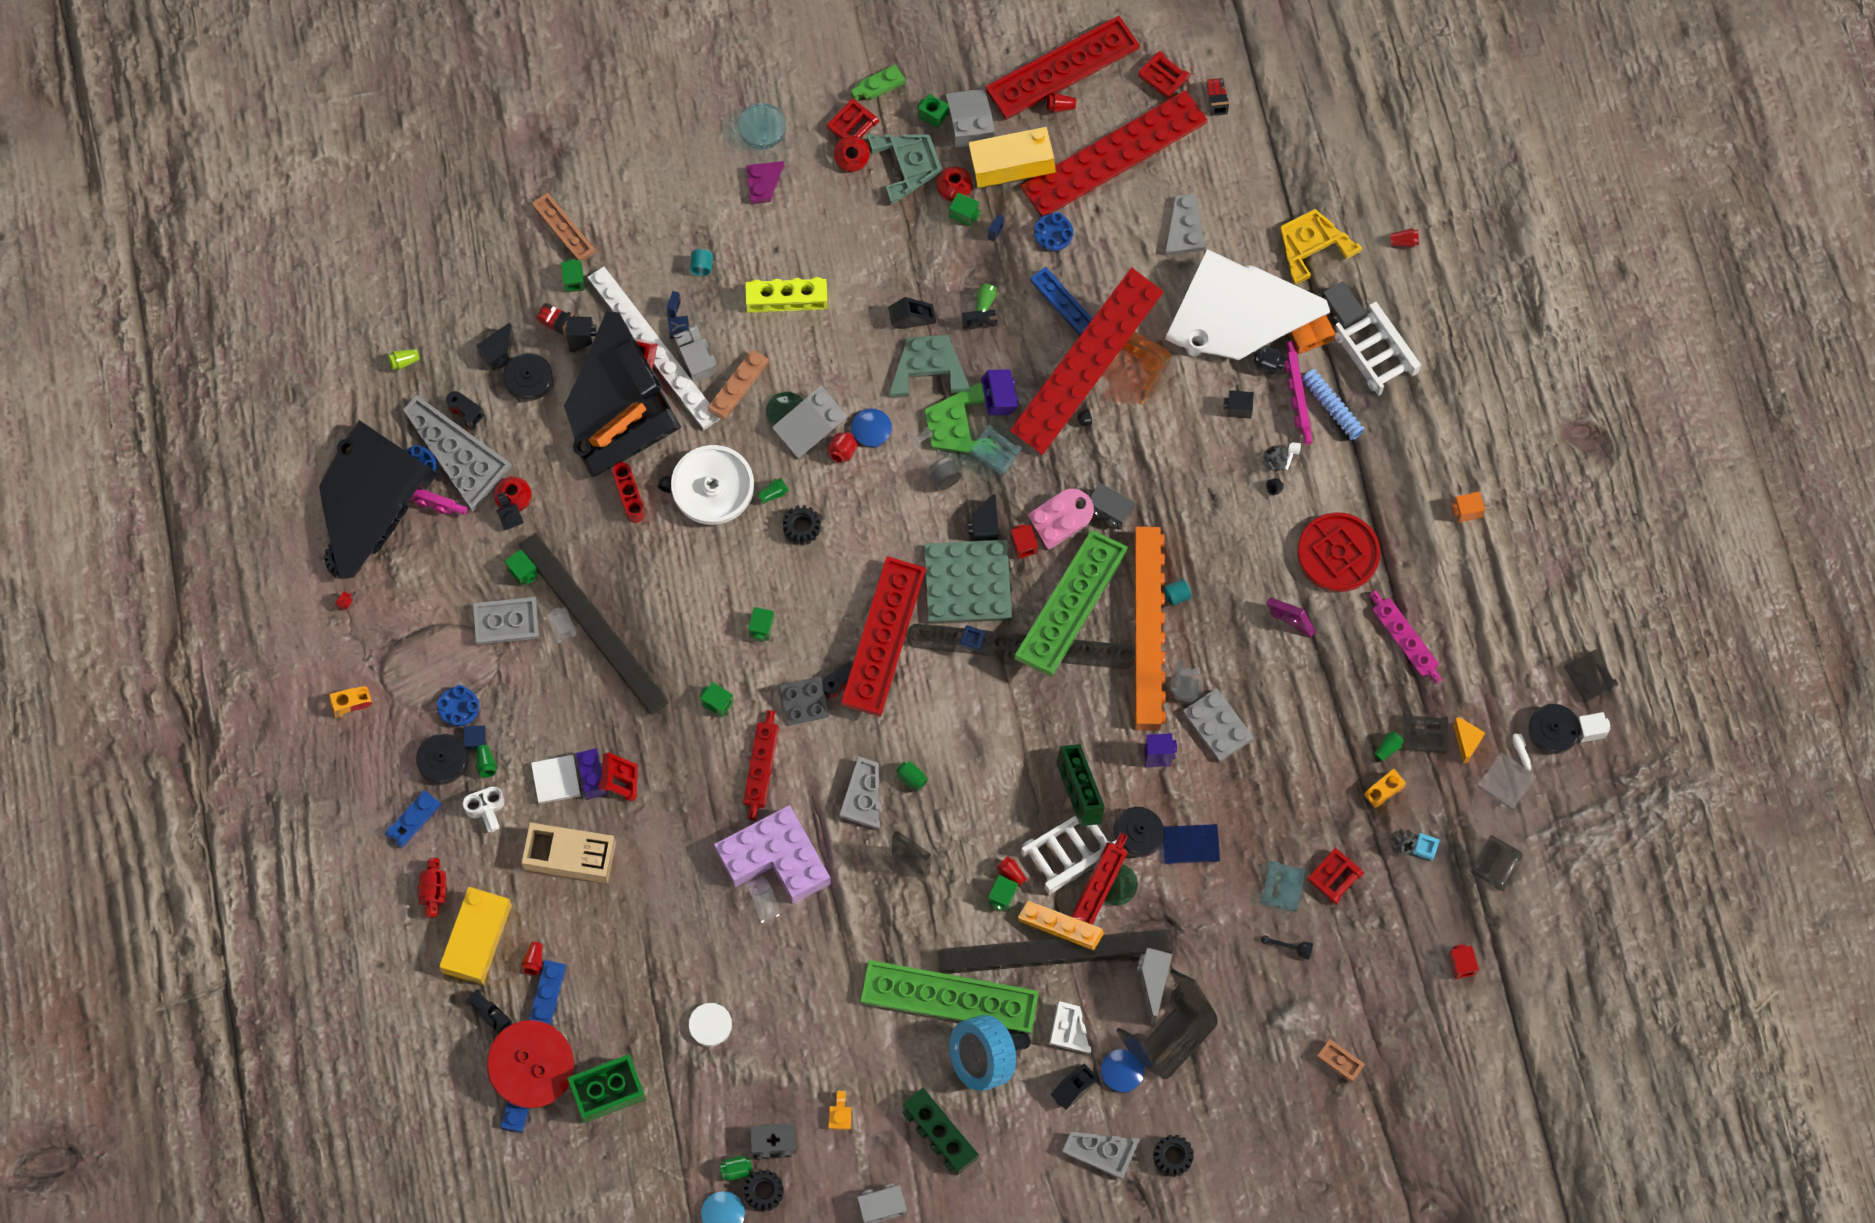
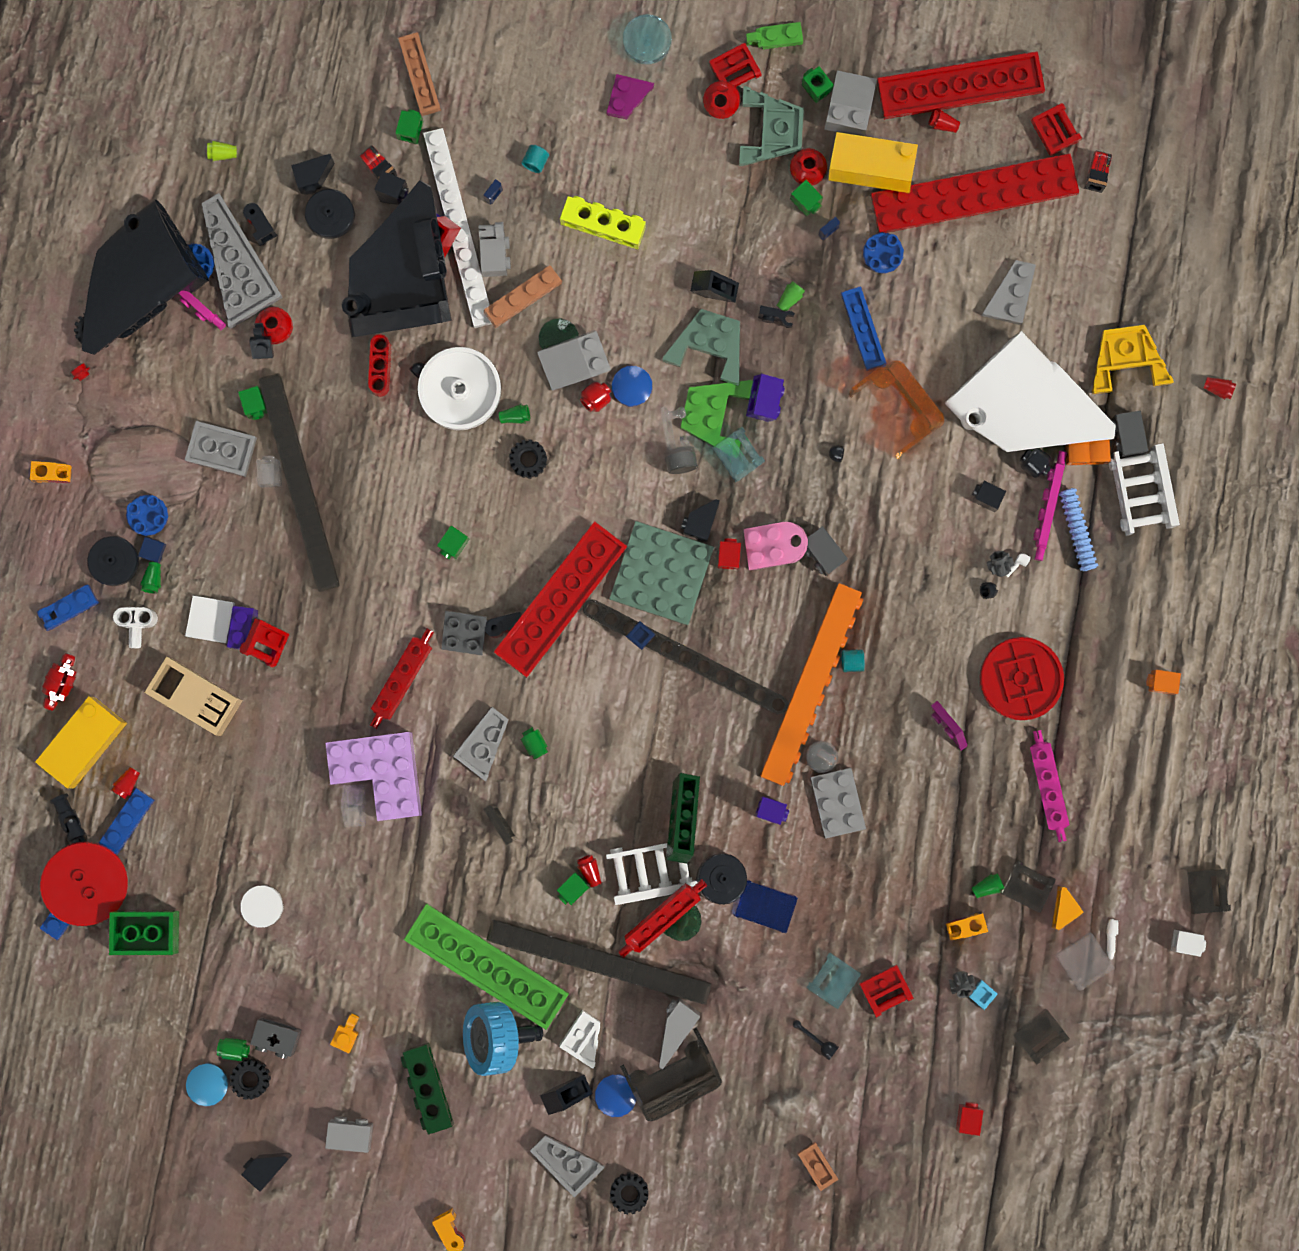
camera: 25 degrees right, 15 degrees up
(617, 425) = (390, 298): orange plate -> none
(677, 325) = (490, 214): dark blue tile -> none
(716, 699) = (383, 599): green brick -> none
(1060, 925) = (612, 942): light orange plate -> none
(1071, 603) = (747, 635): bright green plate -> none
(1086, 361) = (859, 400): red plate -> none
(1554, 728) = (1151, 930): black wheel -> none

